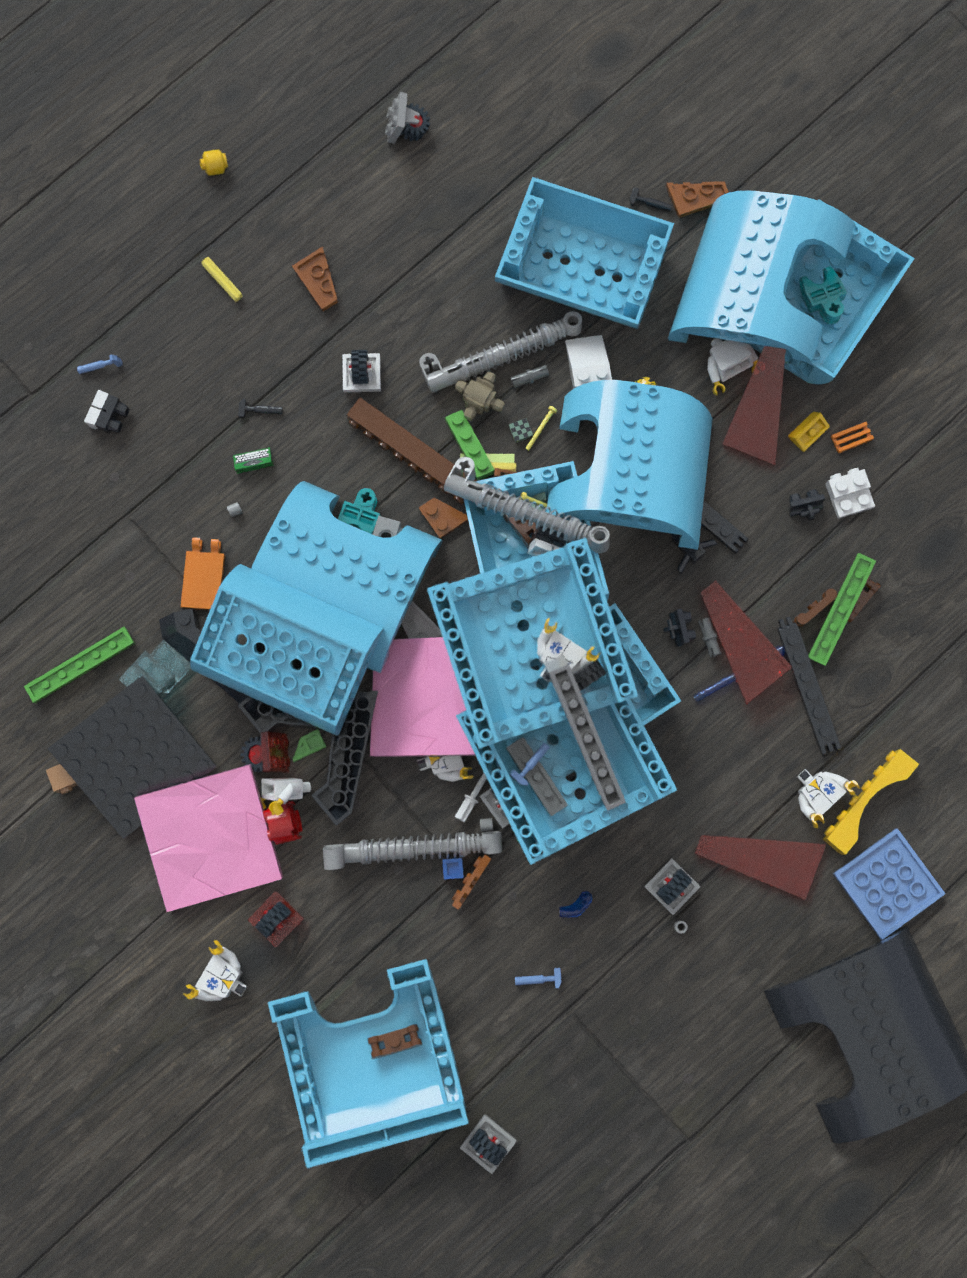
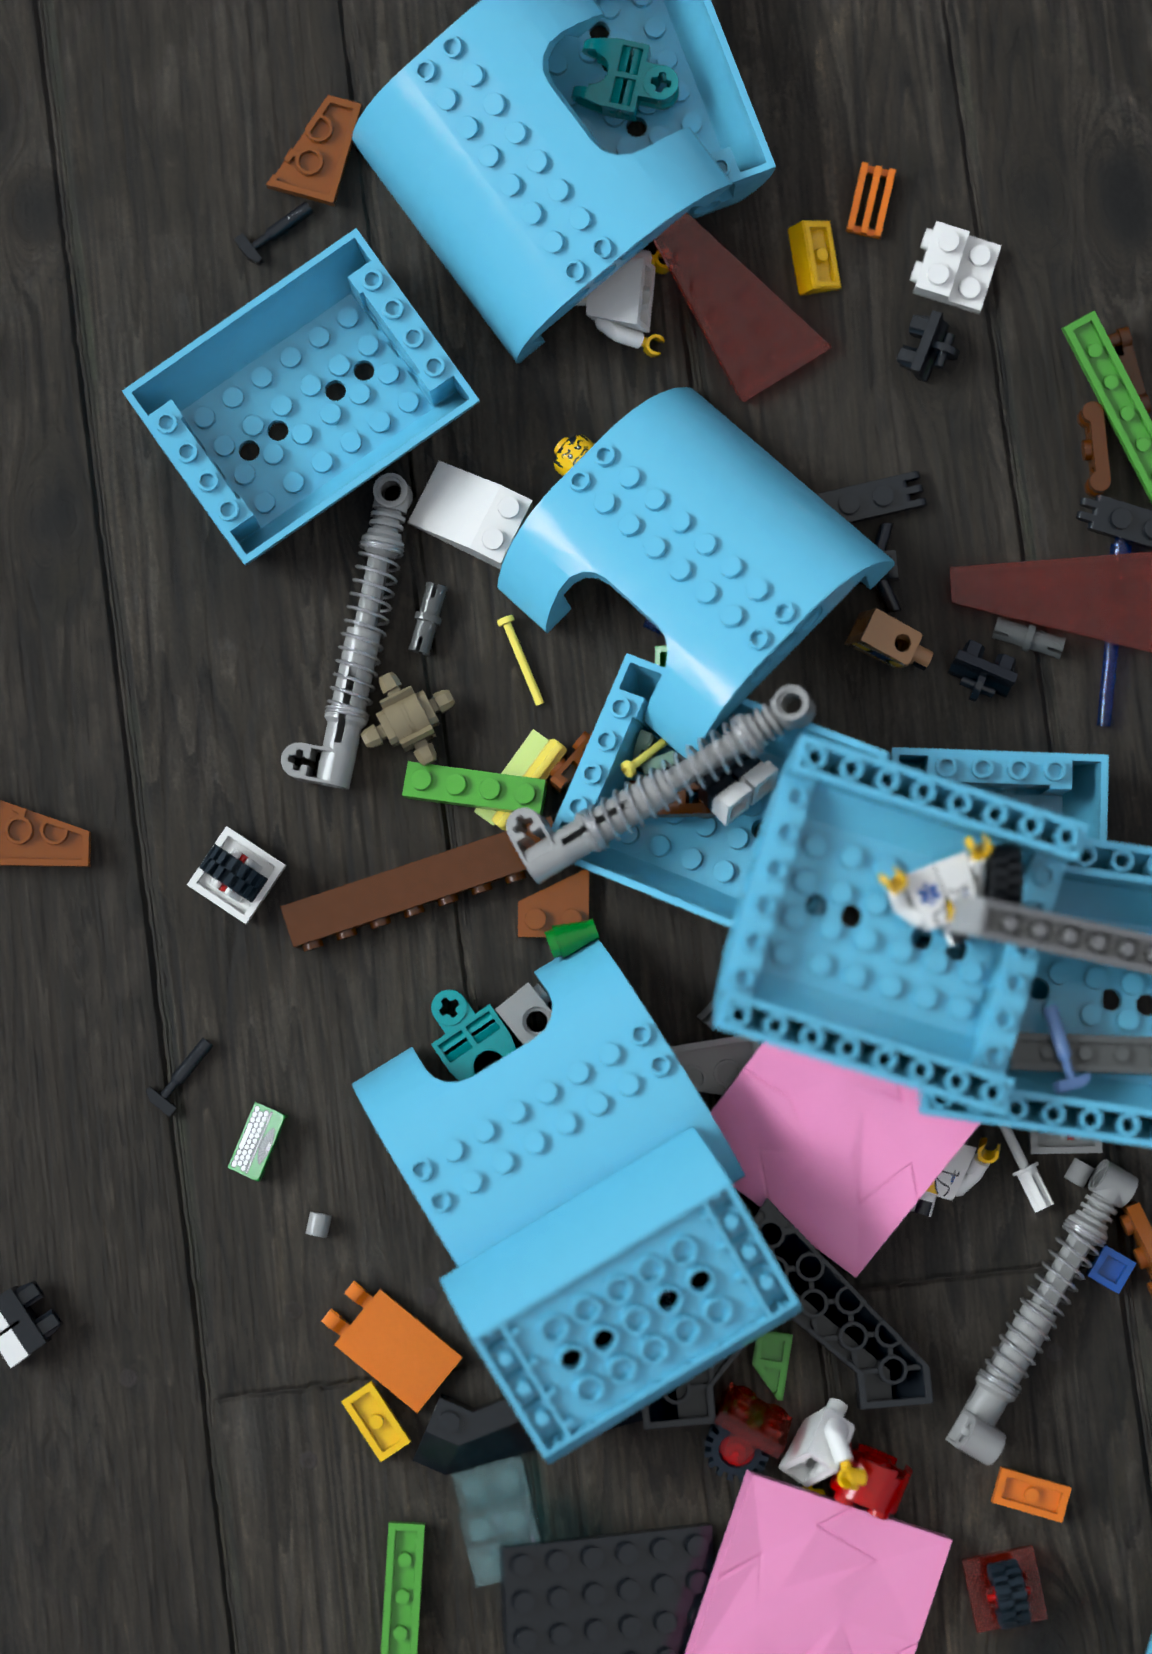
camera: 60 degrees left, 5 degrees up
(165, 591) = (376, 1421): none -> yellow plate
(326, 902) = (1031, 1494): none -> orange plate
(432, 527) = (570, 937): none -> green cone
(520, 430) = (504, 693): tile -> none
(663, 567) = (876, 634): none -> medium nougat torso

